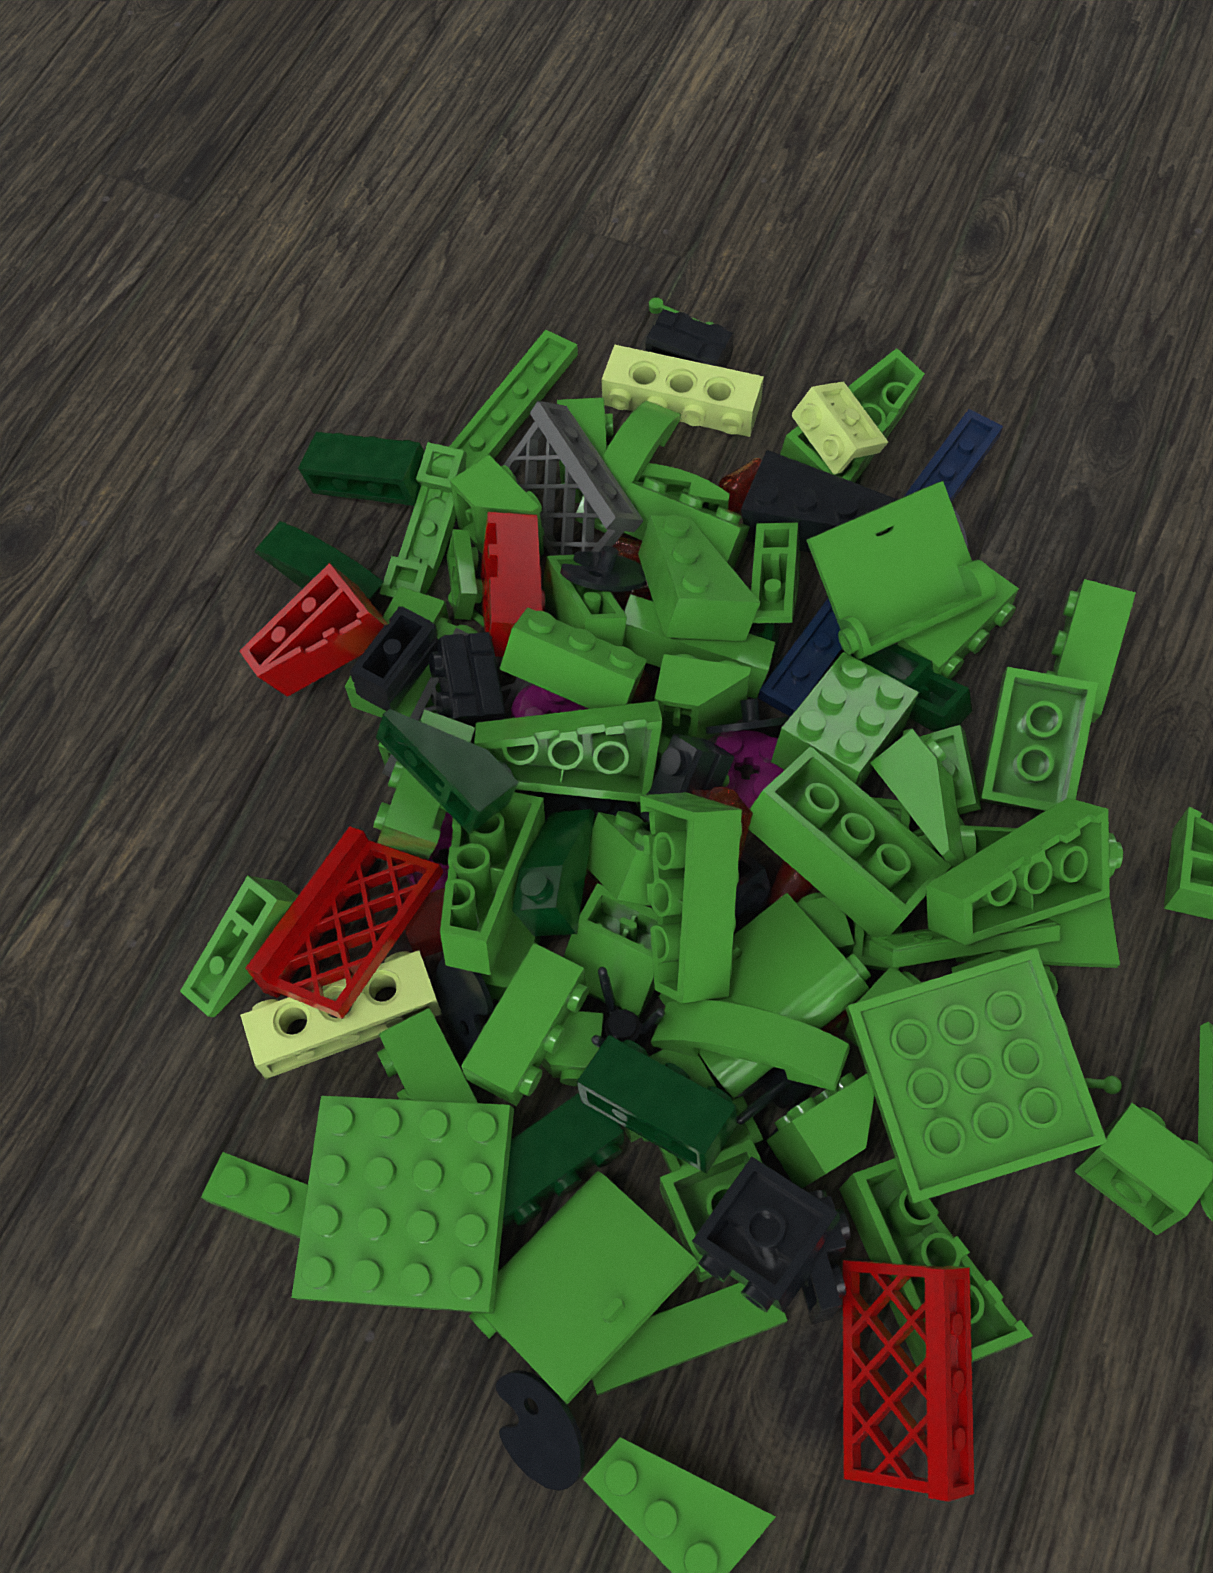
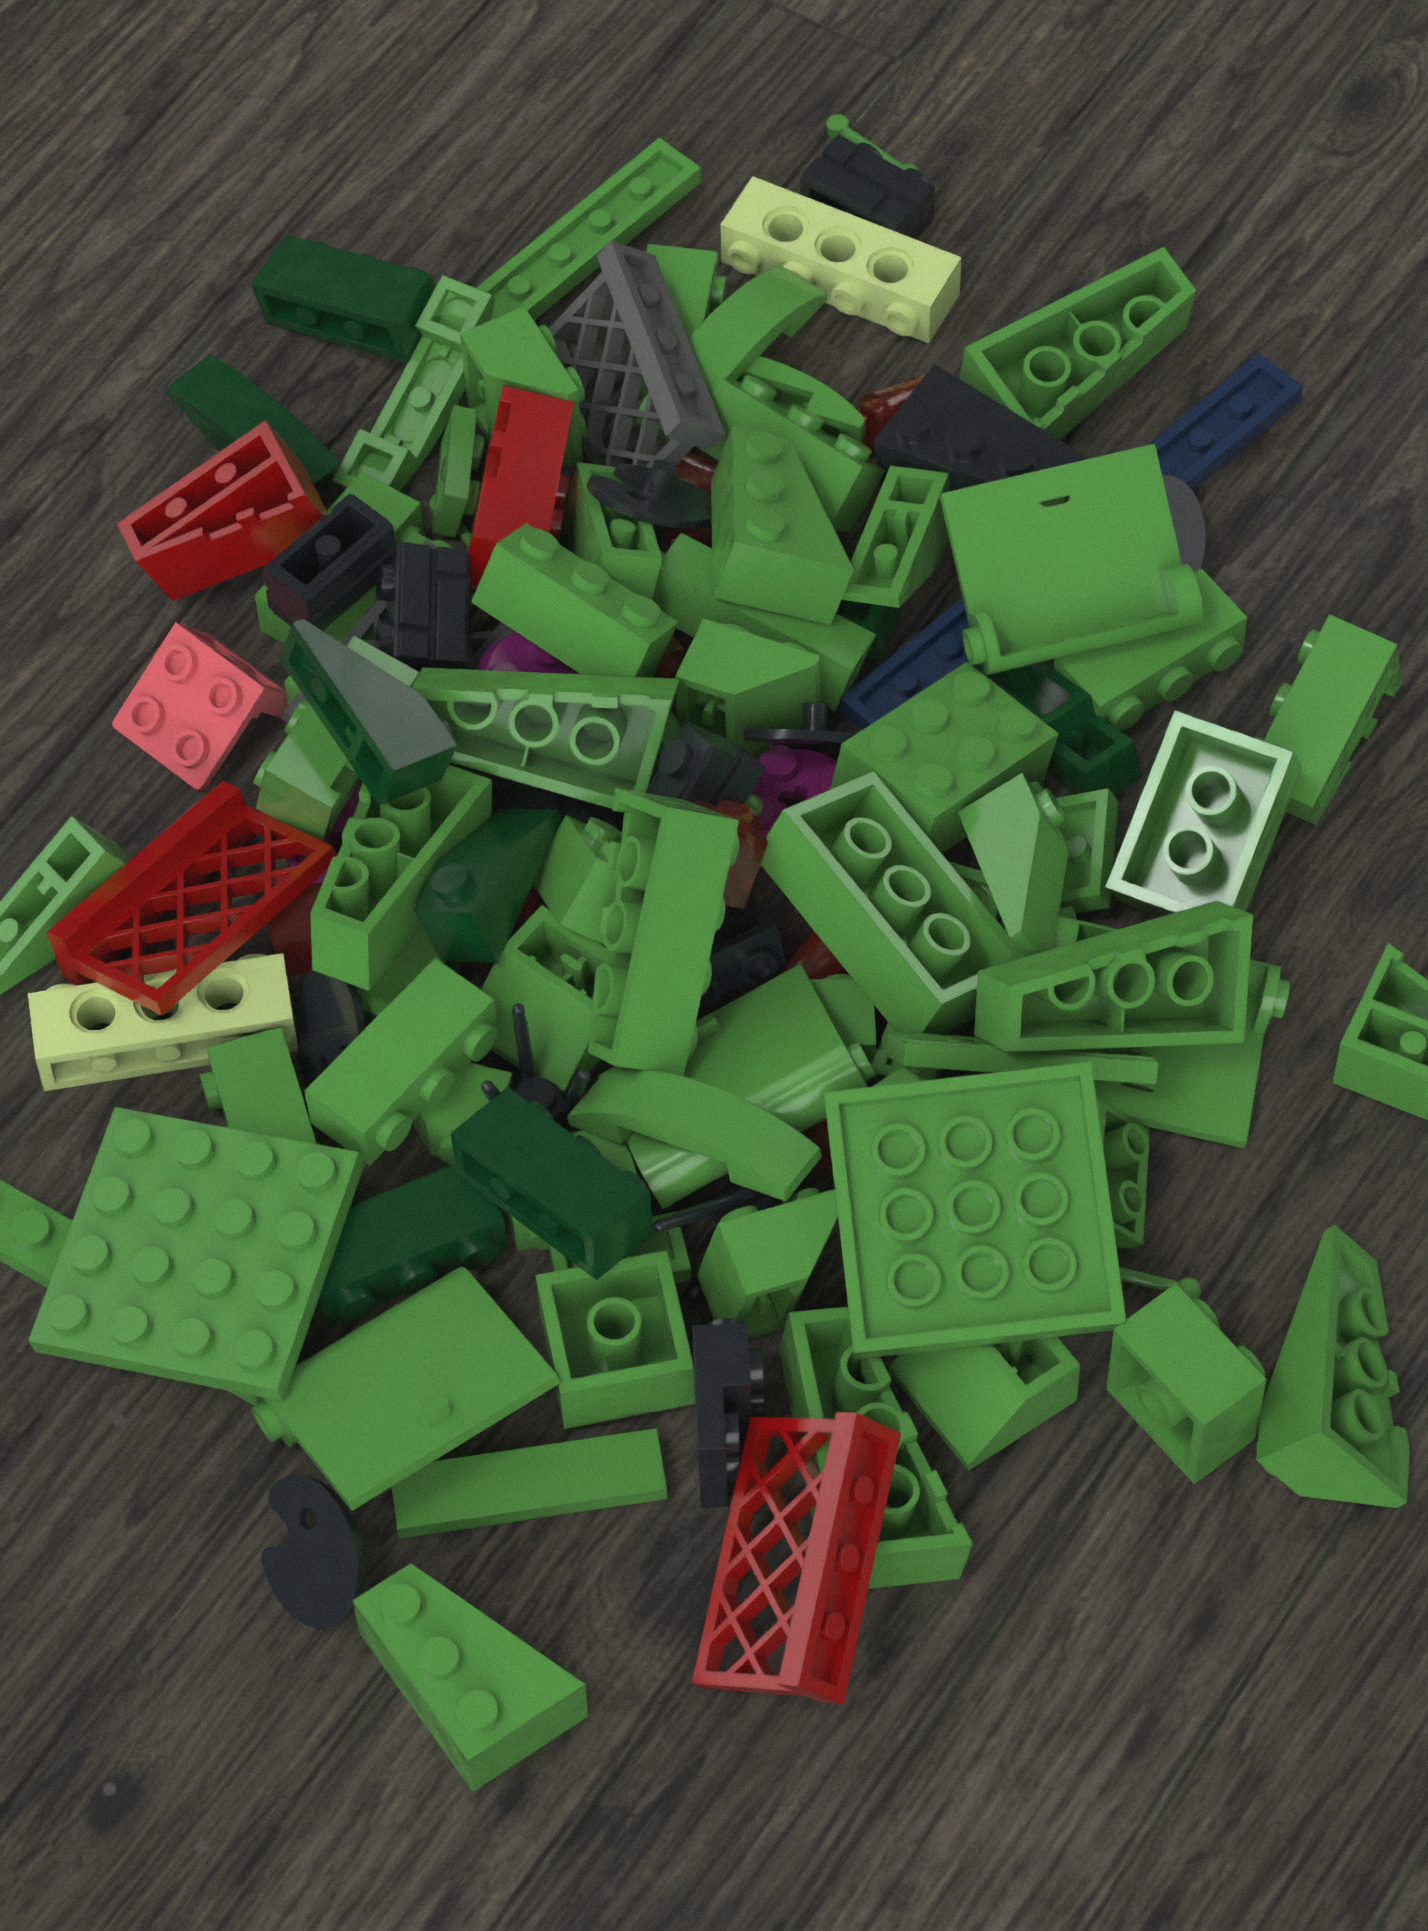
camera: 10 degrees right, 5 degrees down
(319, 769) = (196, 704): none -> coral bracket
(765, 1236) = (645, 1349): black plate -> none
(837, 425) = (1041, 344): yellowish green bracket -> none
(1004, 1206) = (988, 1392): none -> bright green slope

